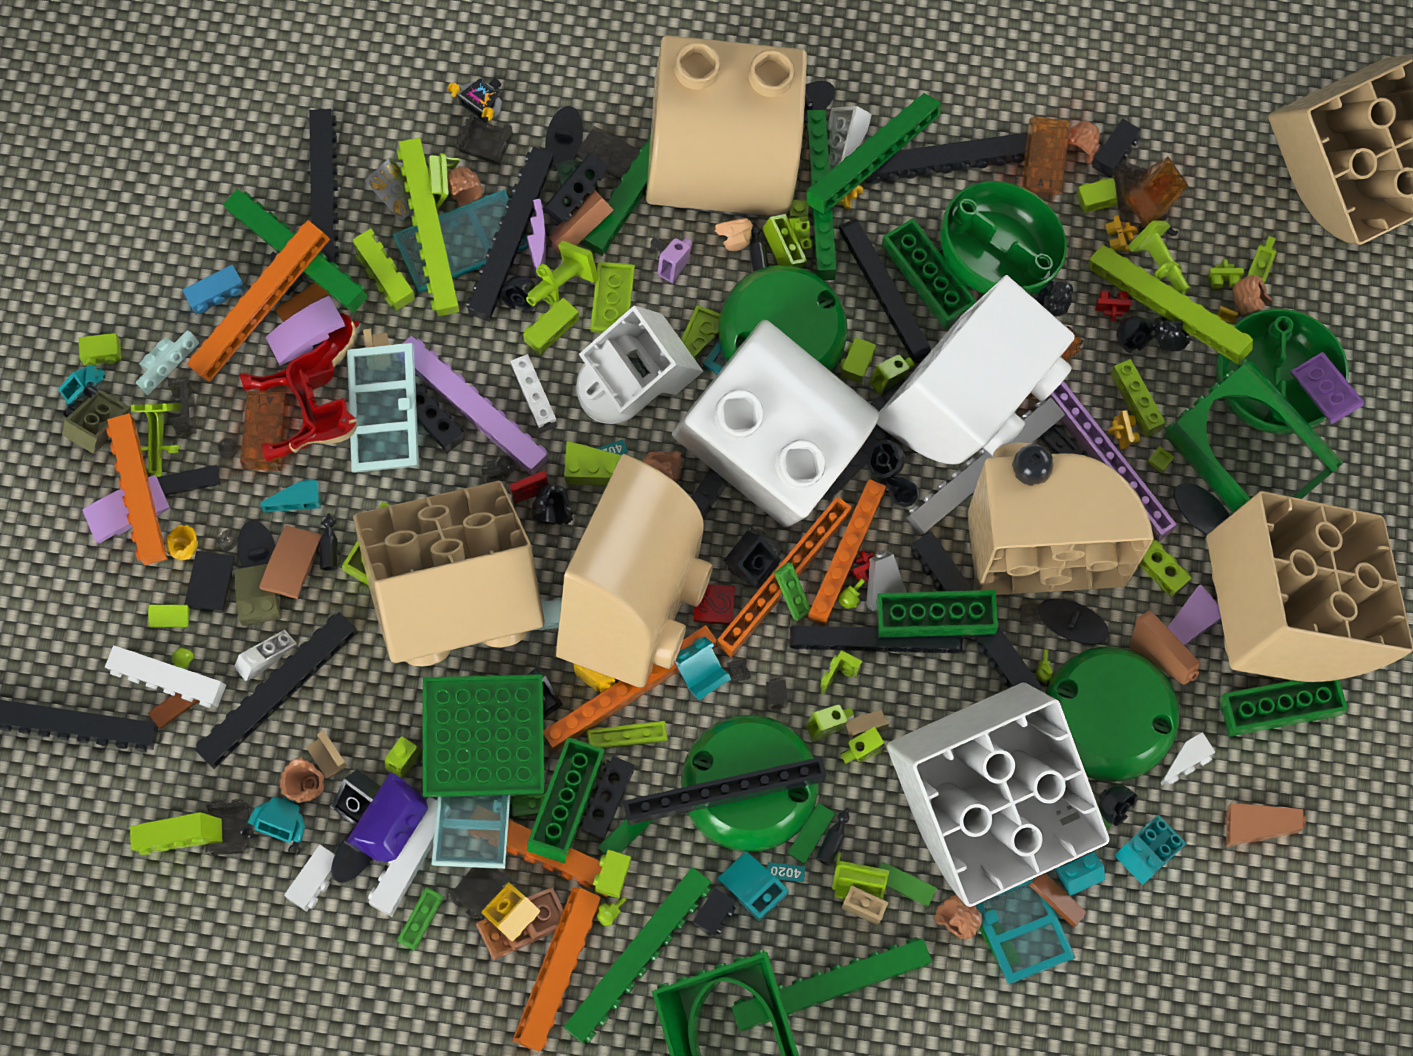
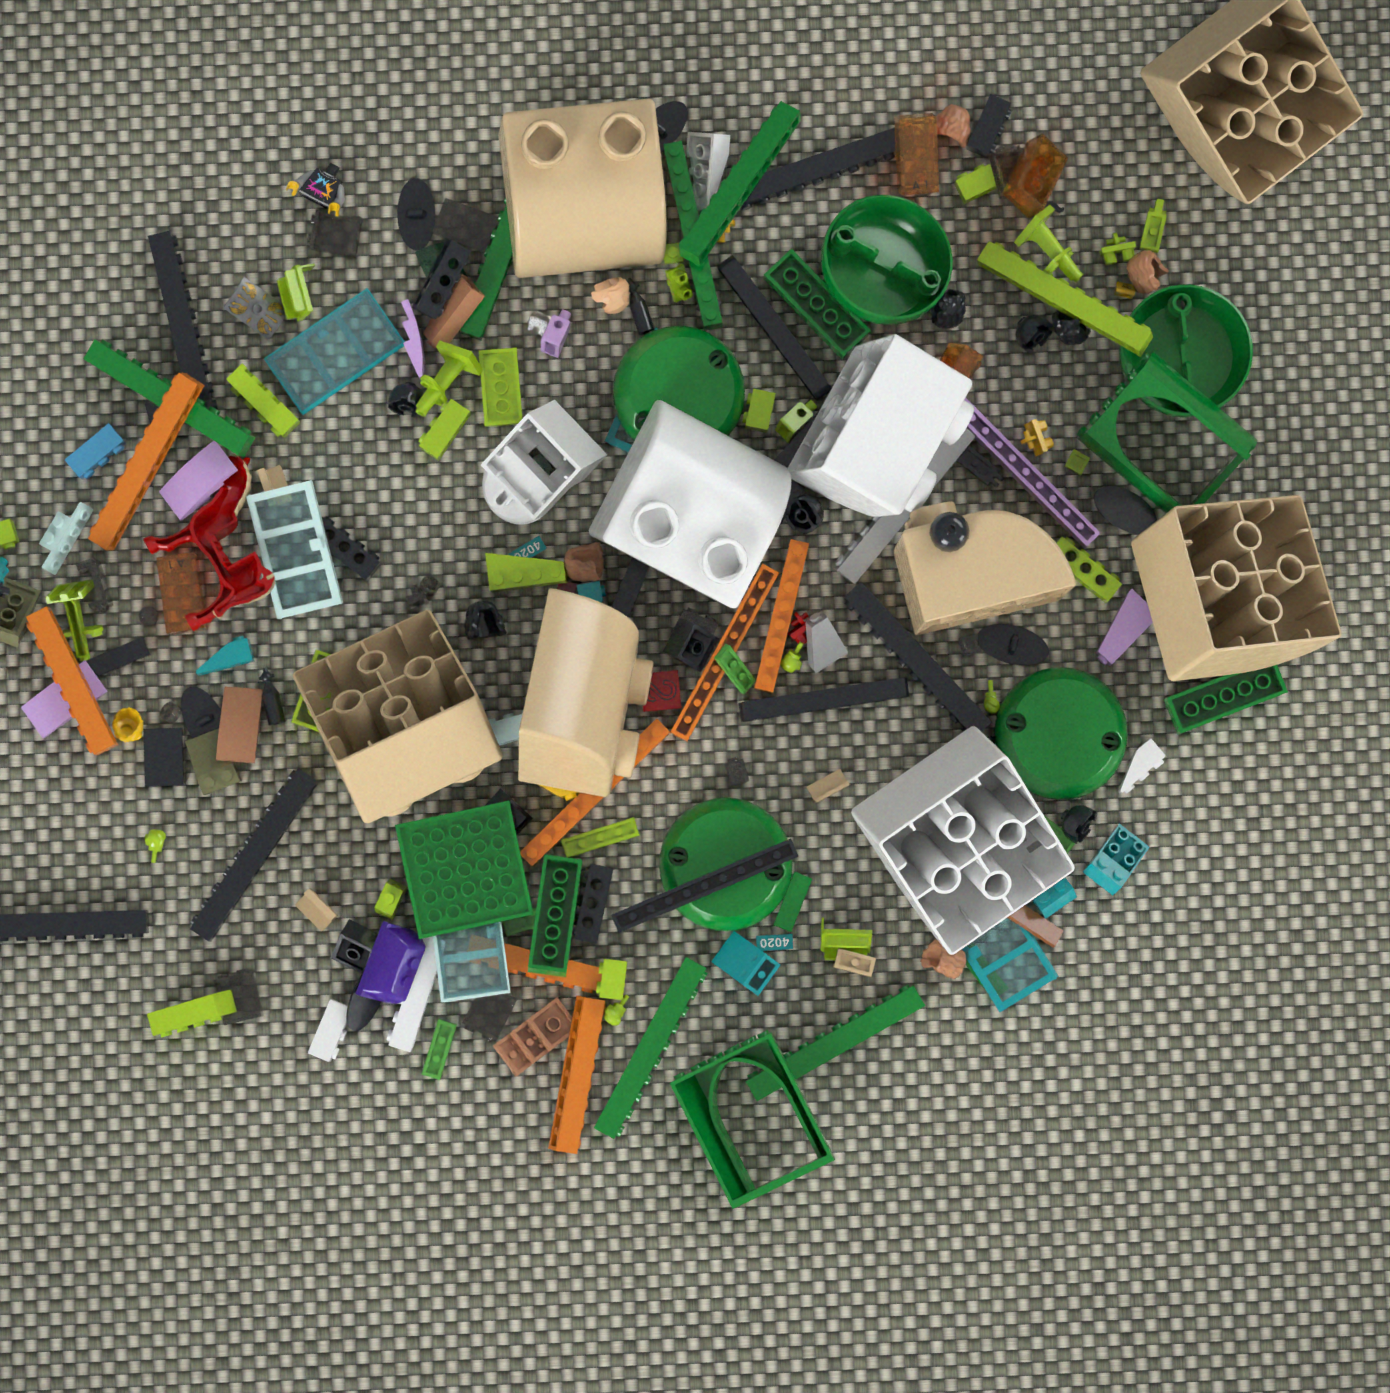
camera: 10 degrees left, 15 degrees up
(165, 676) = (144, 861): white brick -> none
(169, 616) = (132, 800): lime slope -> none
(170, 710) = (162, 884): dark orange tile -> none
(263, 655) = (234, 821): white slope -> none
(278, 819) = (286, 982): teal torso -> none
(300, 301) = (185, 450): dark orange tile -> none
(301, 781) = (299, 942): nougat hair -> none
(429, 228) = (299, 346): lime brick -> none
(464, 186) = (325, 293): nougat hair -> none
(477, 409) = (386, 531): lavender brick -> none
(510, 911) = (523, 1031): yellow slope -> none
(511, 233) = (384, 337): black brick -> none
(528, 487) = (457, 607): red tile -> none
(533, 393) = (441, 506): white piece -> none
(623, 836) = (611, 941): green tile -> none
(700, 330) = (595, 407): lime wing -> none
(701, 668) = (660, 762): teal panel -> none
(714, 913) = (714, 995): black brick -> none
(738, 670) = (696, 754): clear smoke tile -> none
(783, 241) = (664, 298): lime brick -> none
(828, 721) = (787, 795): lime torso -> none
(833, 840) = (814, 904): black wheel -> none
(846, 663) = (801, 734): lime bracket -> none
(872, 746) = (835, 805): lime torso -> none
(901, 491) = (825, 542): black hair -> none
(909, 885) = (891, 934): bright green tile -> none
(937, 613) = (879, 668): green brick -> none
(1113, 307) = (1016, 301): red hips -> none
(1117, 227) = (1007, 231): yellow hips -> none
(1137, 398) = (1045, 401): lime brick -> none
(1163, 648) = (1103, 663): nougat slope -> none
(1256, 823) = (1213, 816): nougat slope -> none
(1327, 388) = (1232, 363): medium lavender tile -> none

